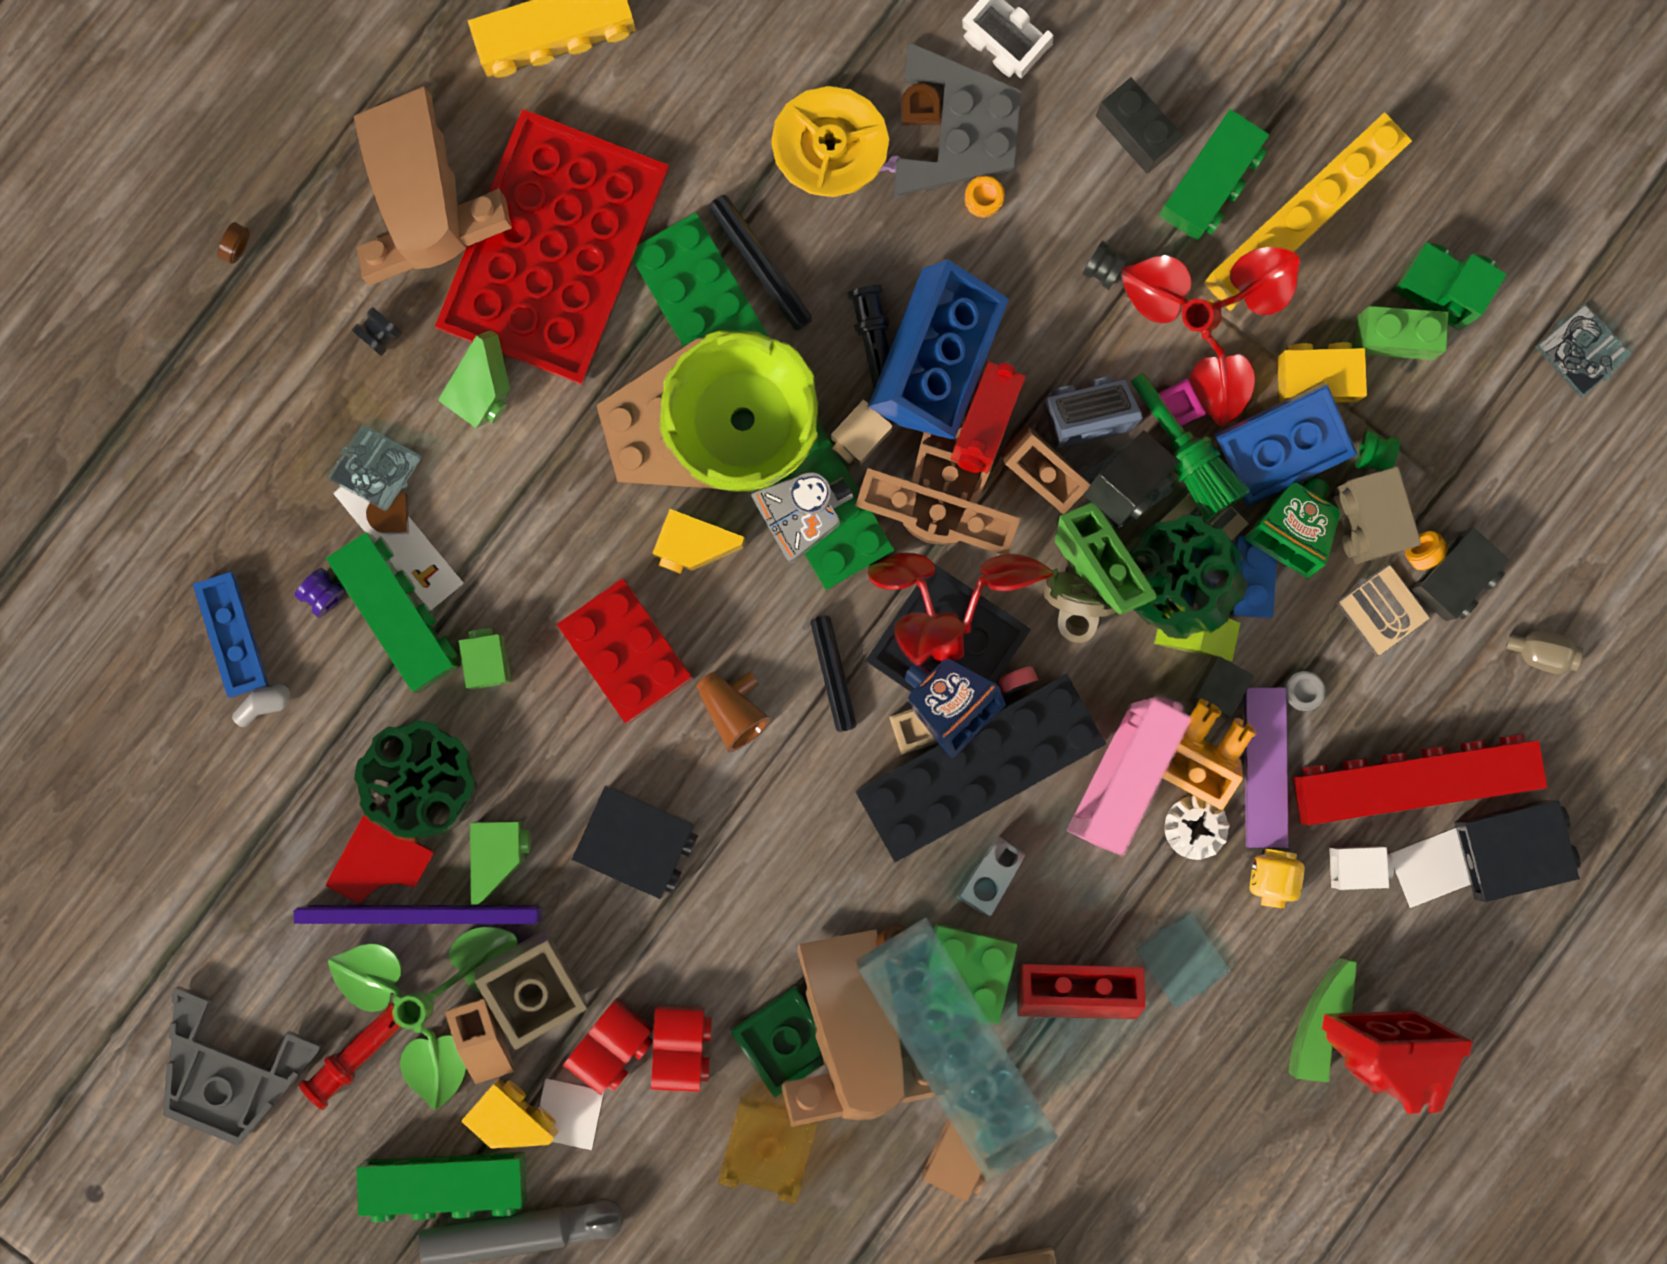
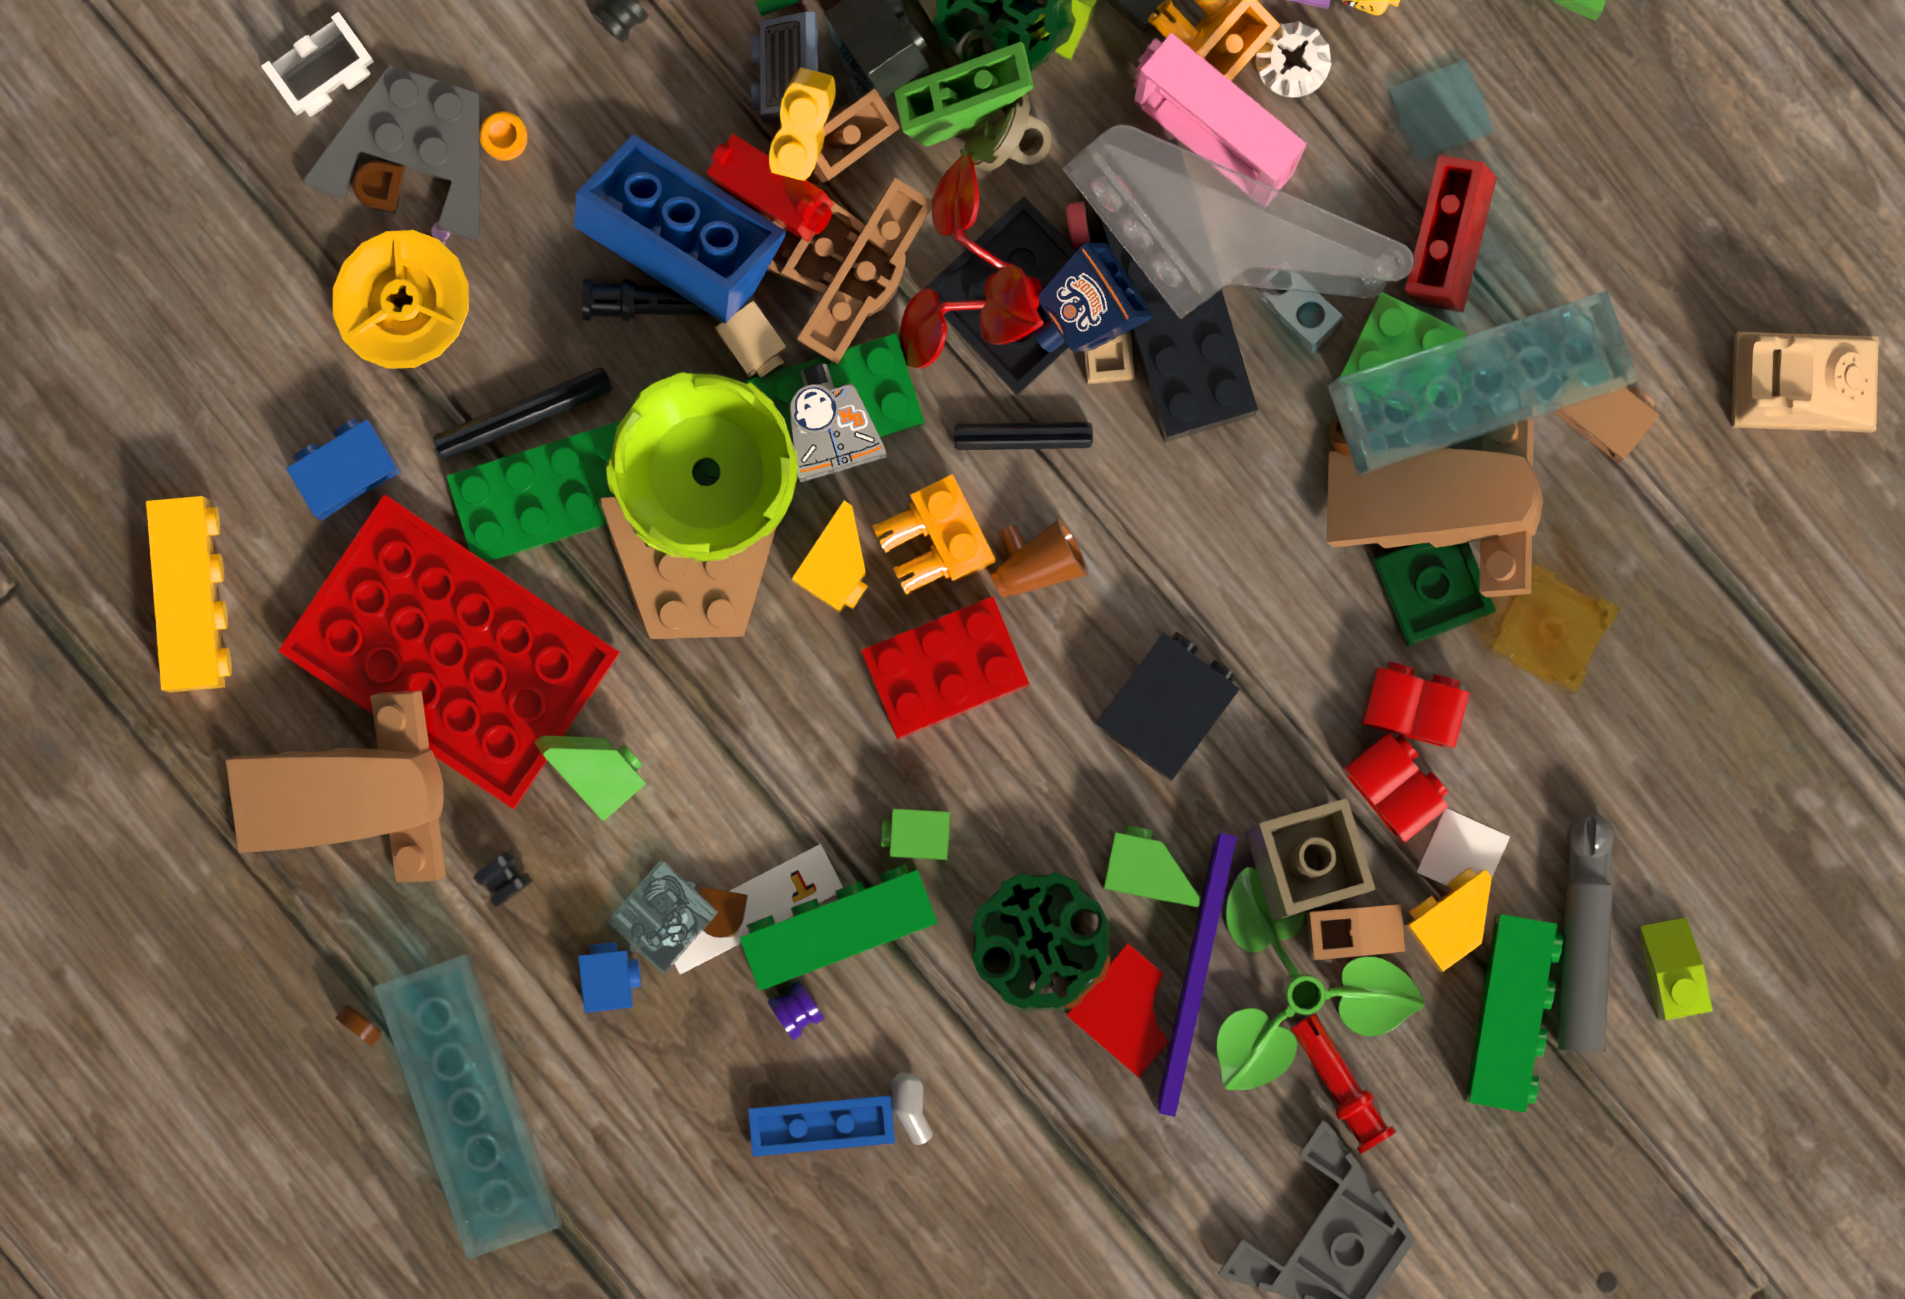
camera: 75 degrees left, 0 degrees up
(182, 344) = (468, 1106): none -> clear light blue brick
(313, 434) = (608, 978): none -> blue brick
(682, 127) = (342, 468): none -> blue brick
(742, 631) = (956, 538): none -> light orange brick
(1036, 789) = (1214, 228): none -> clear piece
(1044, 428) = (802, 124): none -> yellow brick

